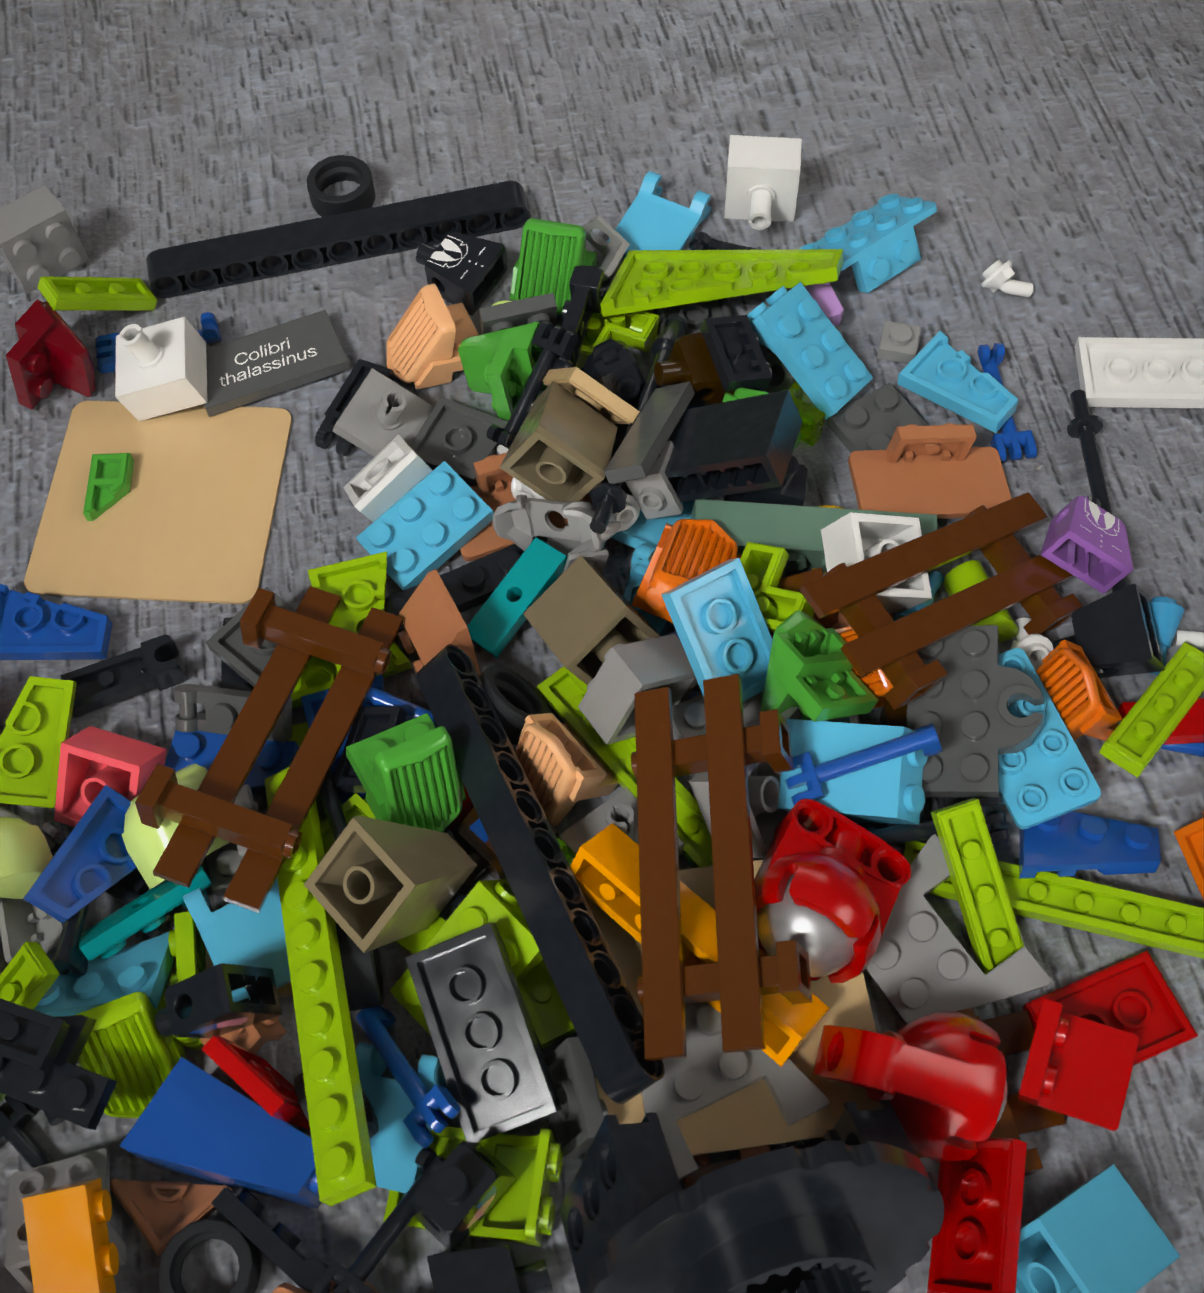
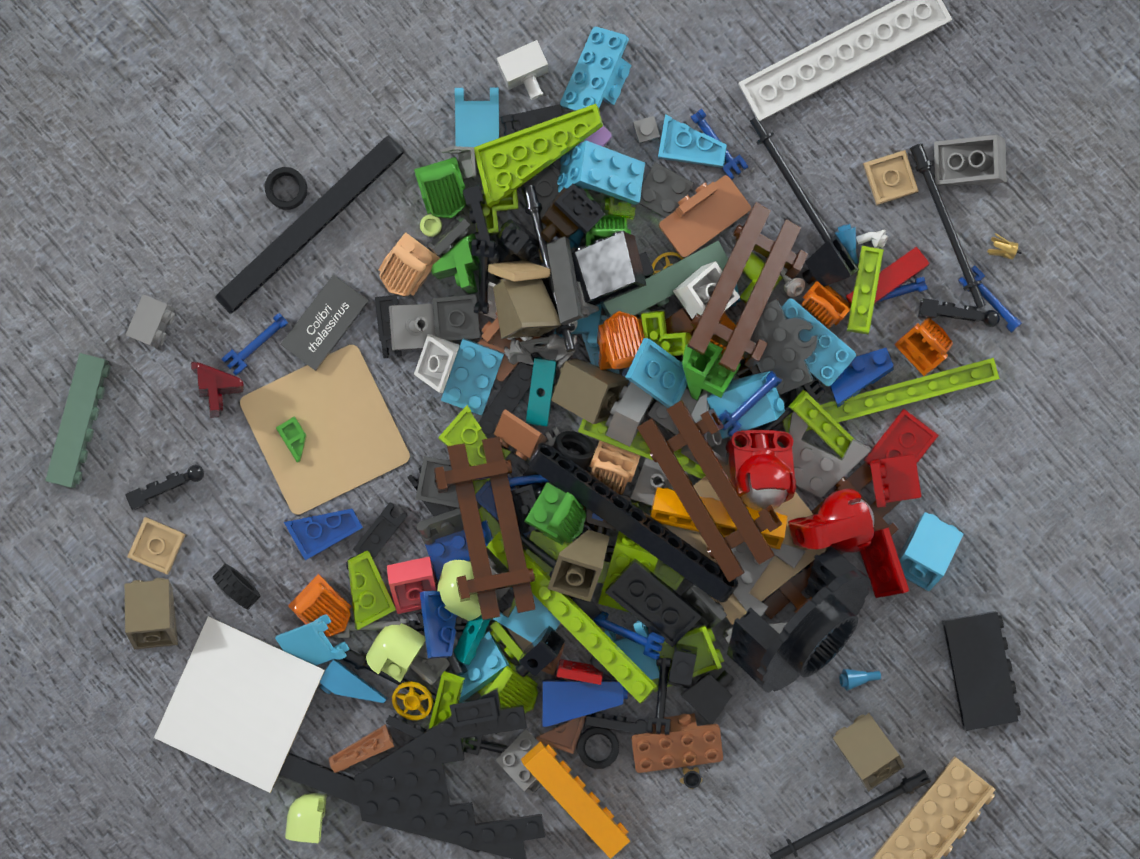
camera: 30 degrees left, 25 degrees up
(96, 293) = (212, 337): lime tile -> none
(160, 368) = (280, 363): white brick -> none
(463, 268) = (390, 209): black torso -> none
(999, 277) = (679, 60): white plate -> none
(1089, 544) = (796, 218): medium lavender torso -> none

